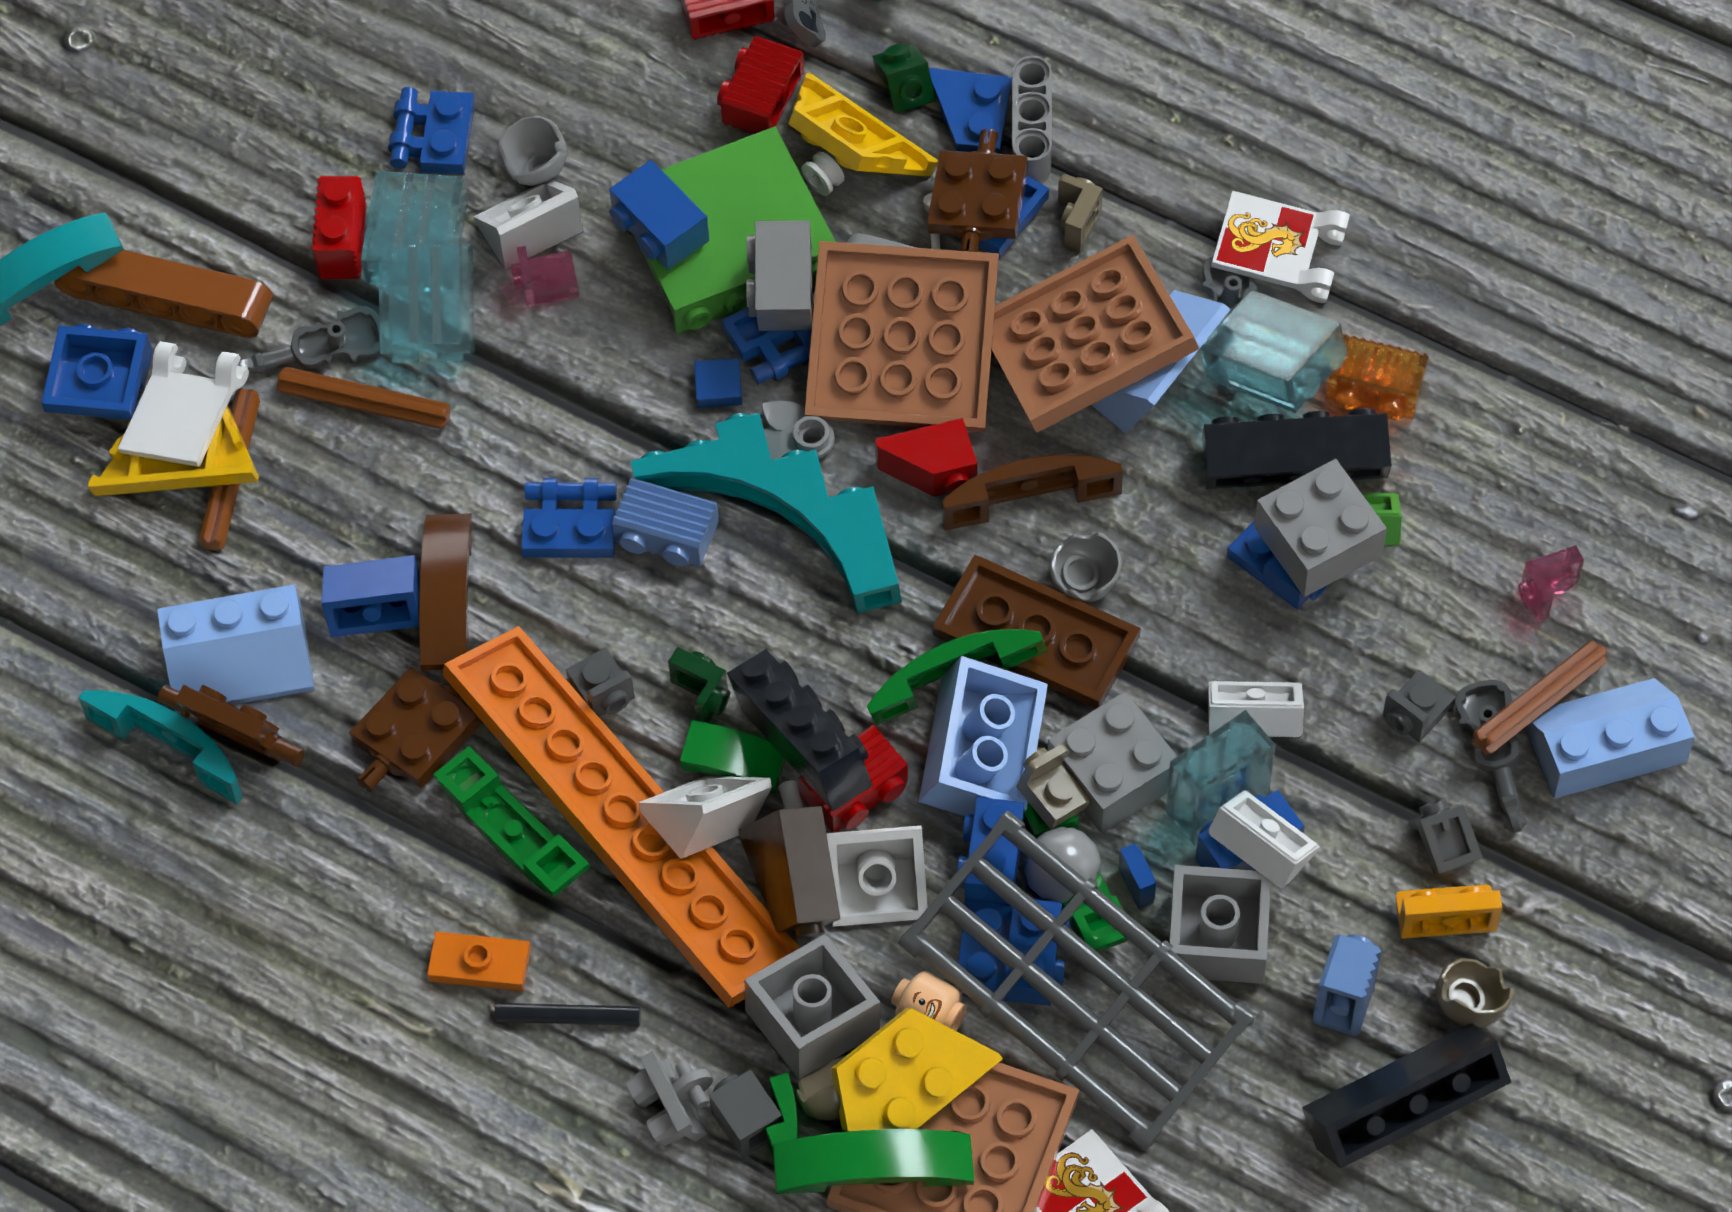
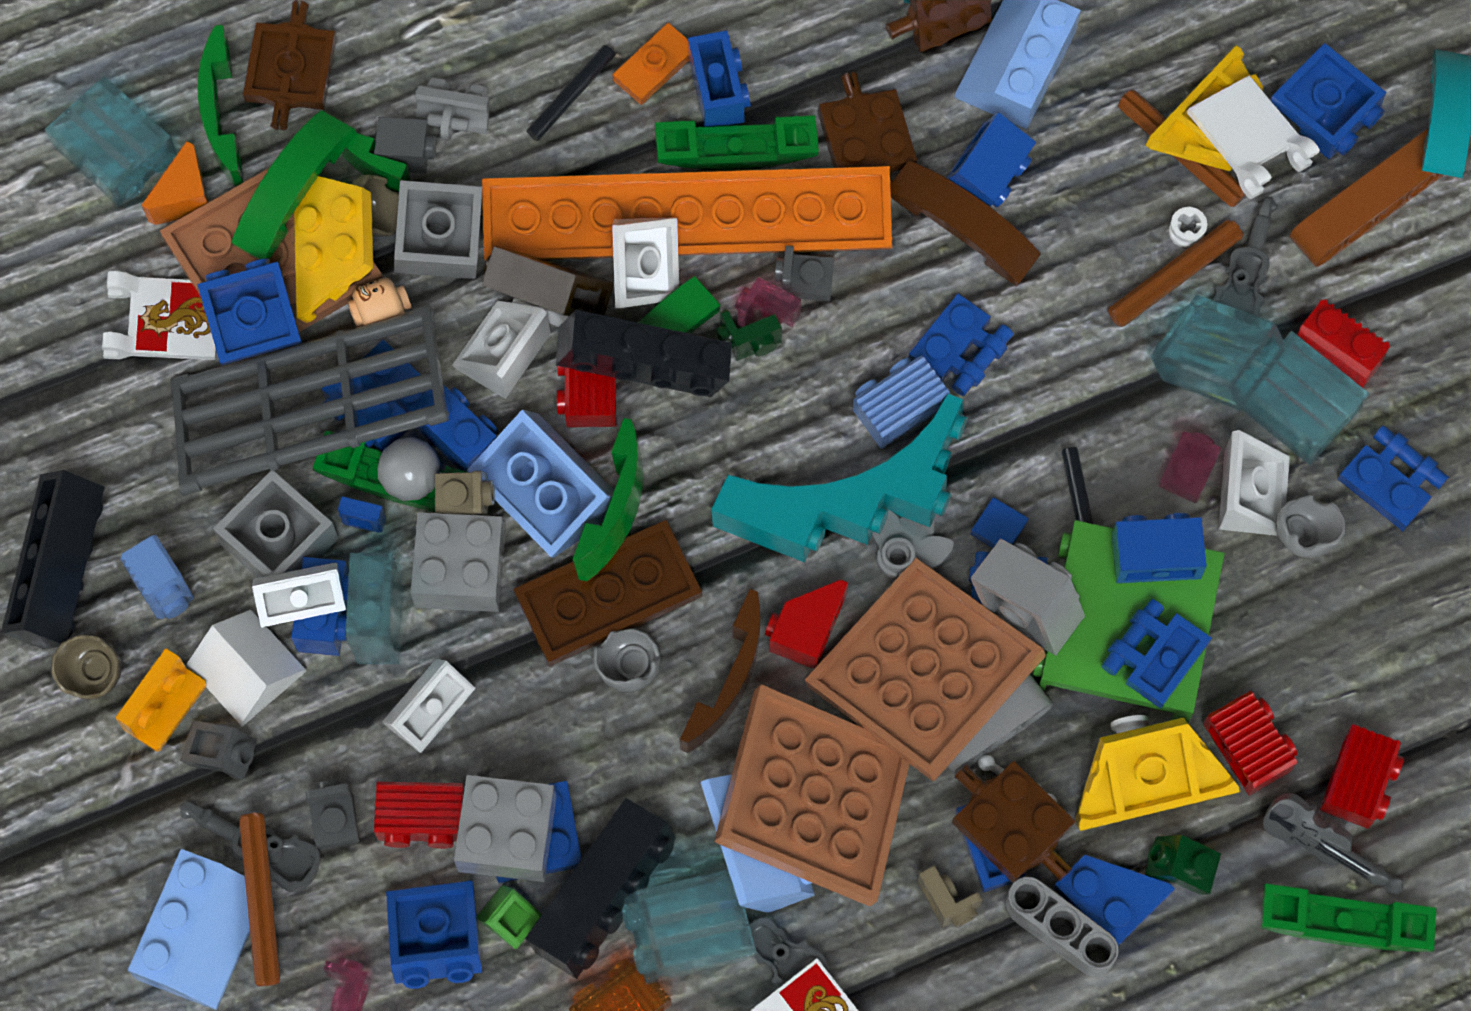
camera: 125 degrees right, 10 degrees up
(299, 407) = (1187, 215): none -> white bush
(463, 876) = (716, 79): none -> blue brick
(635, 346) = (1077, 485): none -> black bar
(660, 699) = (769, 301): none -> clear pink bracket
(749, 160) = (1167, 660): none -> blue plate
(1033, 1097) = (249, 311): none -> blue plate
(1354, 873) = (244, 665): none -> white slope
(1355, 634) = (418, 813): none -> red brick
(1444, 550) = (433, 934): none -> blue plate

